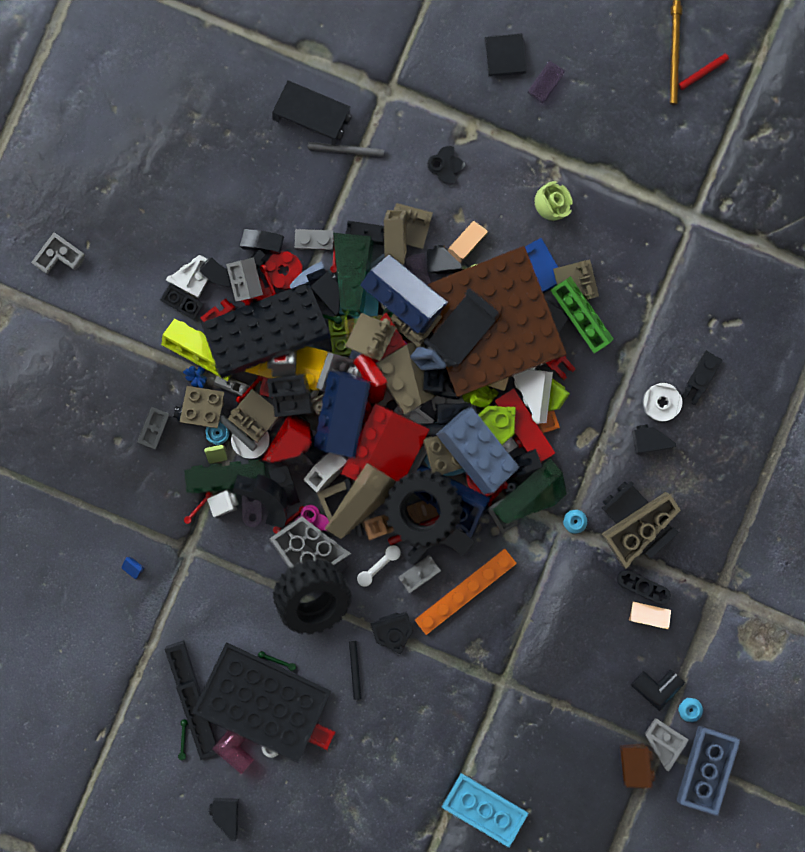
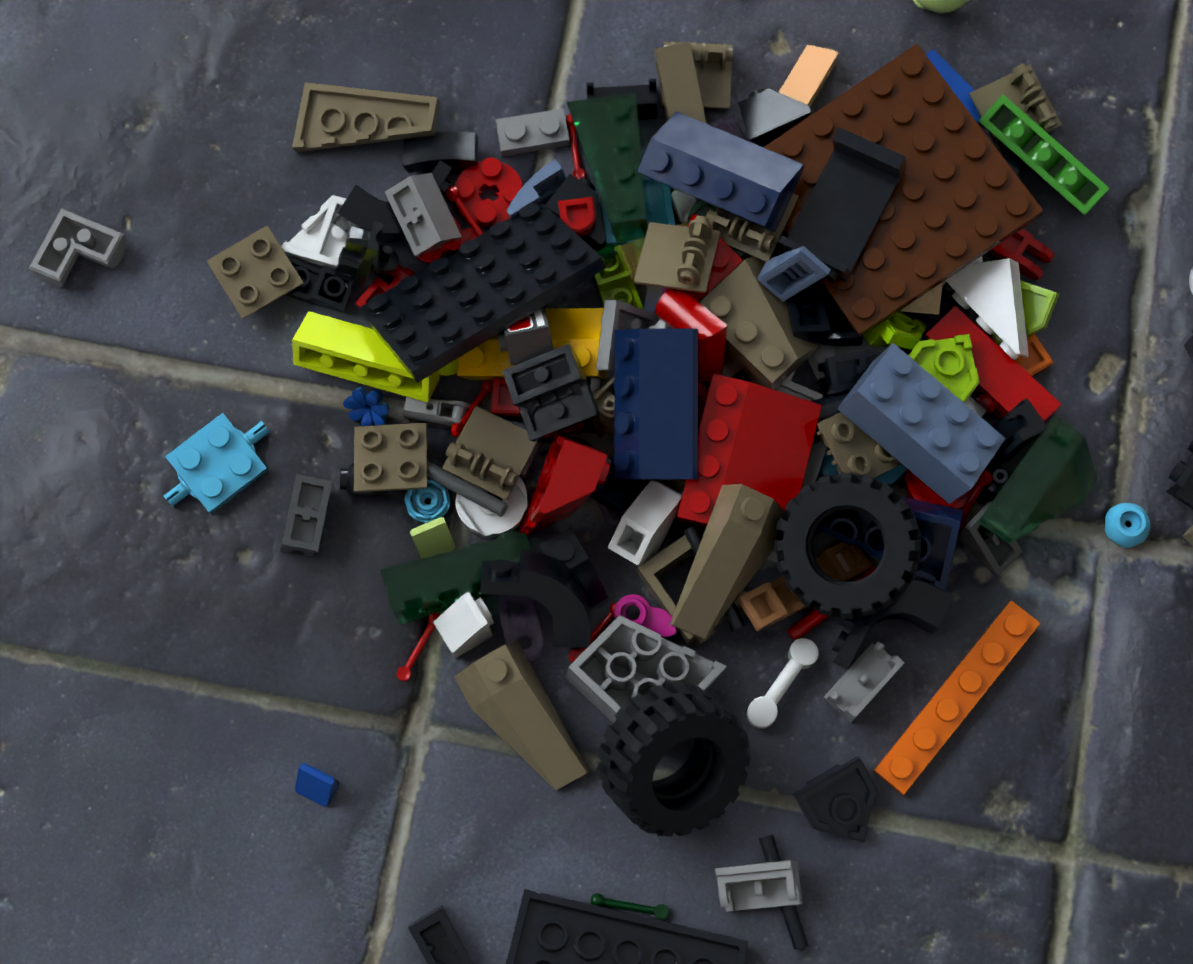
camera: 10 degrees left, 10 degrees down
(111, 389) = (216, 463): none -> medium azure plate
(150, 290) = (255, 272): none -> dark tan hinge
(208, 295) = (364, 253): none -> black hips
(220, 212) = (356, 116): none -> dark tan wing
(241, 550) = (516, 707): none -> dark tan wedge
(326, 297) = (578, 214): none -> red tile
(342, 665) = (759, 885): none -> light grey hinge

